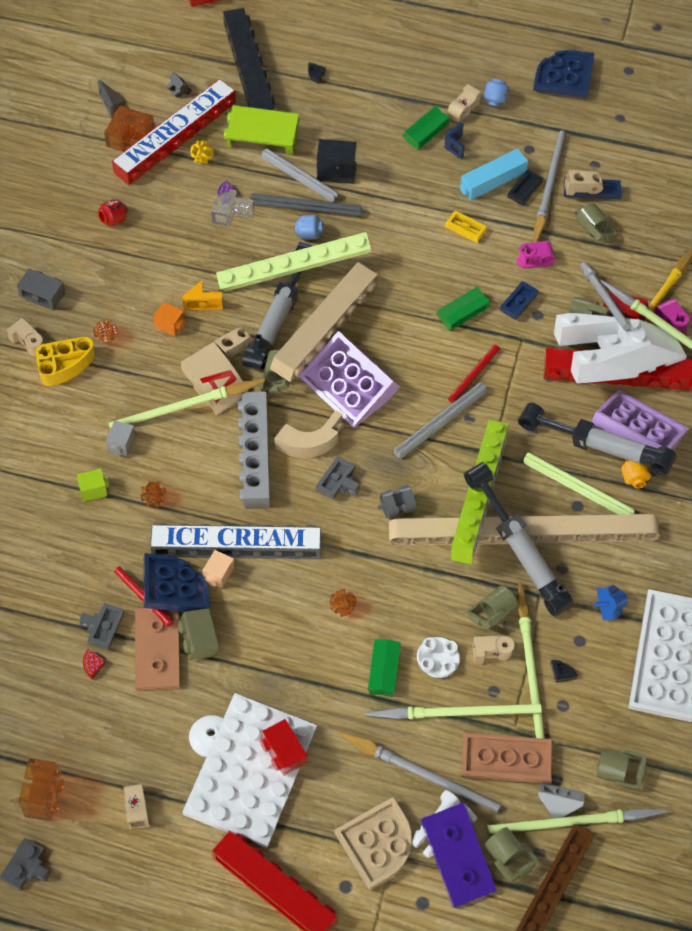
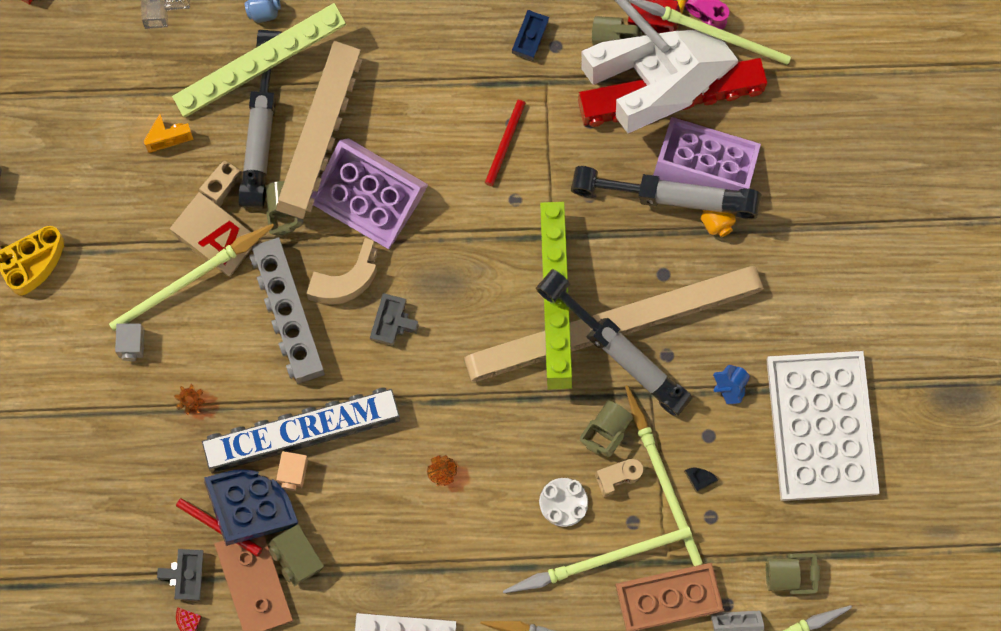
camera: 20 degrees left, 15 degrees up
(93, 484) = (117, 407): lime brick -> none
(105, 331) = (67, 209): clear orange gear -> none
(112, 212) = (23, 49): red head -> none
(169, 319) = (136, 172): orange brick -> none
(384, 667) = (509, 531): green piece -> none
(395, 502) = (465, 331): dark grey wheel -> none
(440, 420) = (484, 213): light grey axle -> none
(463, 308) = (470, 63): green piece -> none
(577, 485) = (659, 250): yellowish green axle -> none

